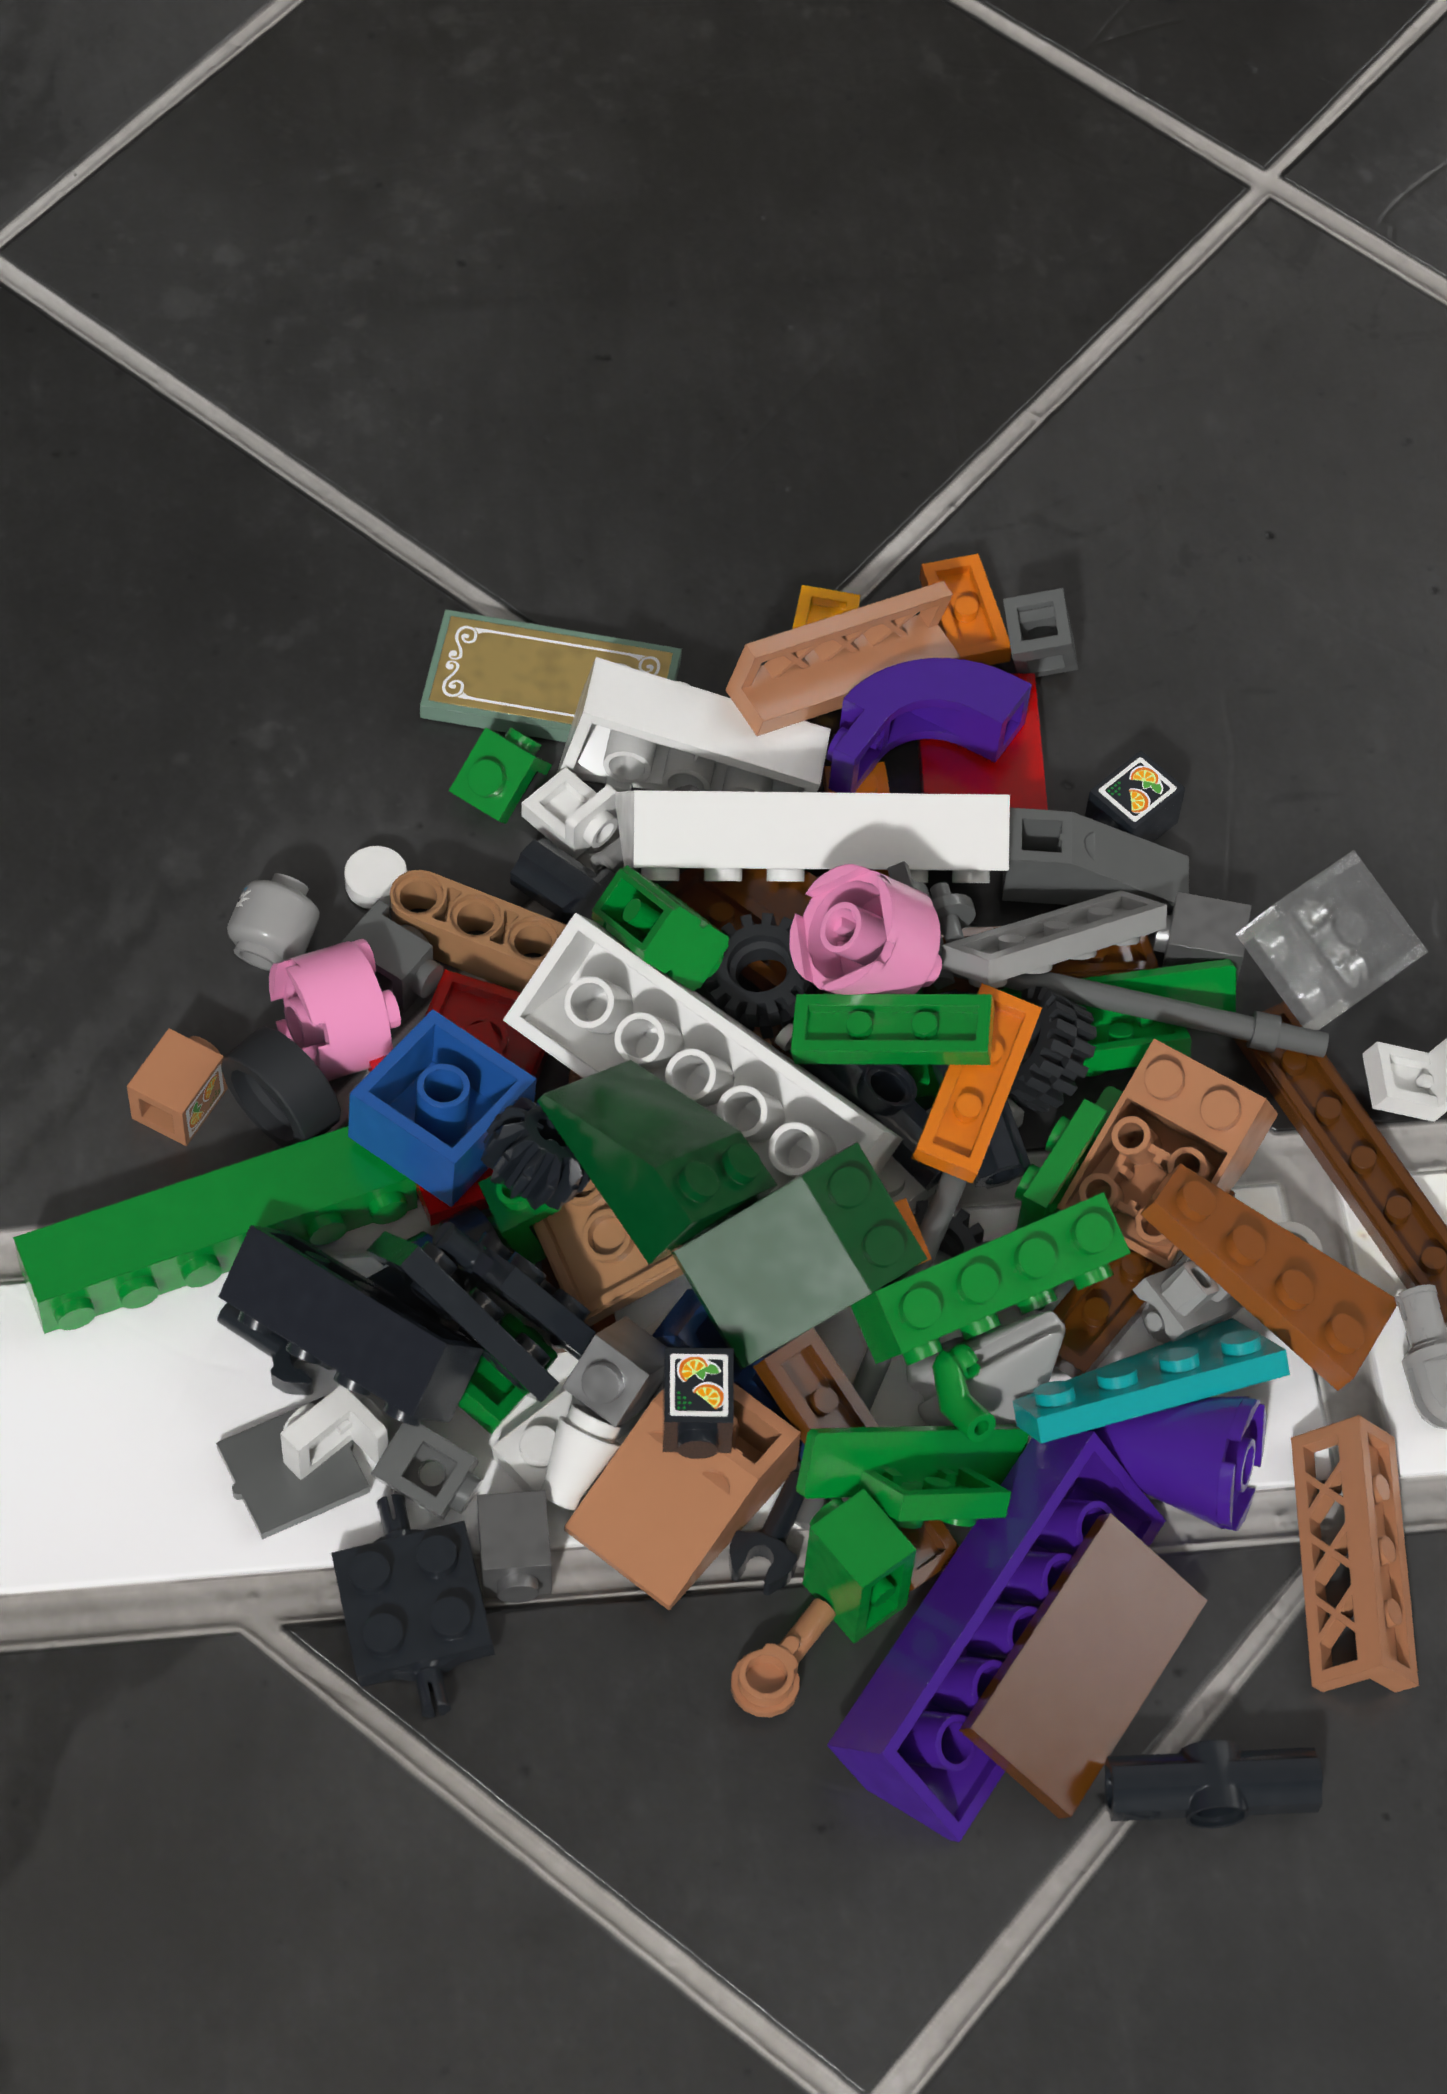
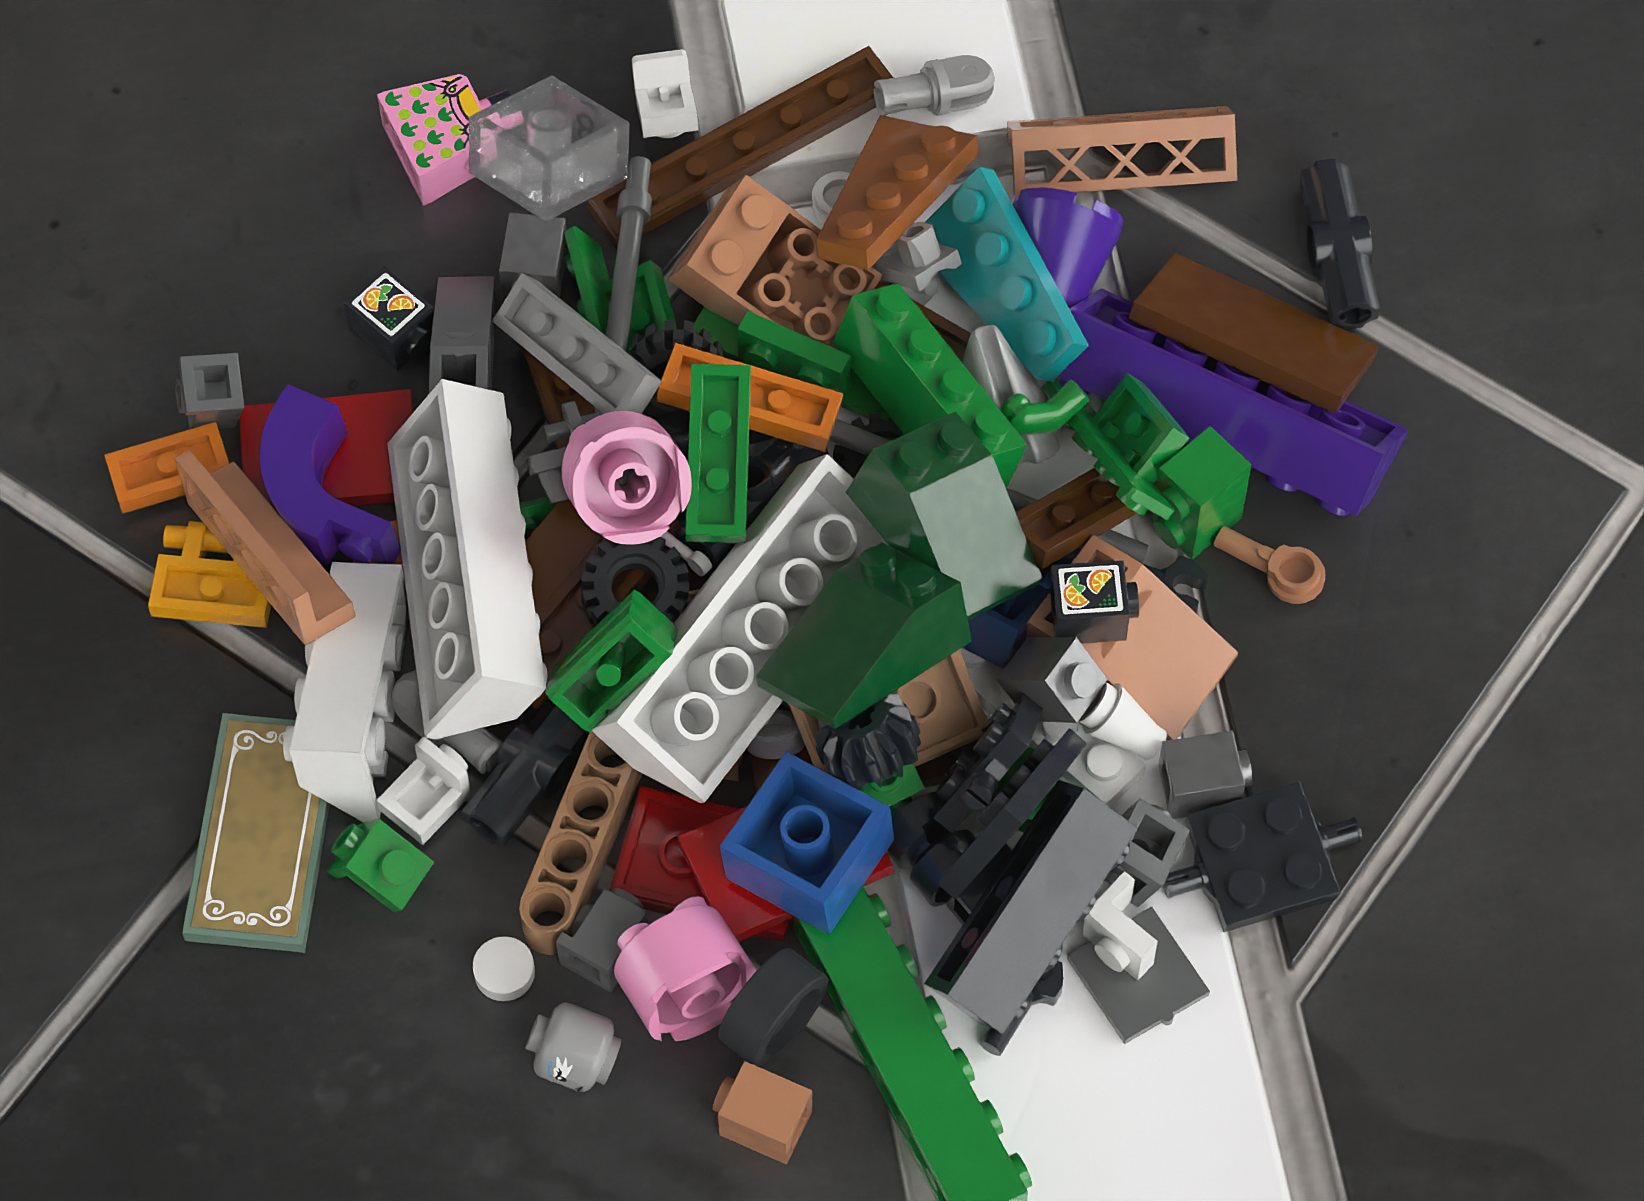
camera: 90 degrees left, 5 degrees up
(1385, 840) = (432, 131): none -> bright pink torso

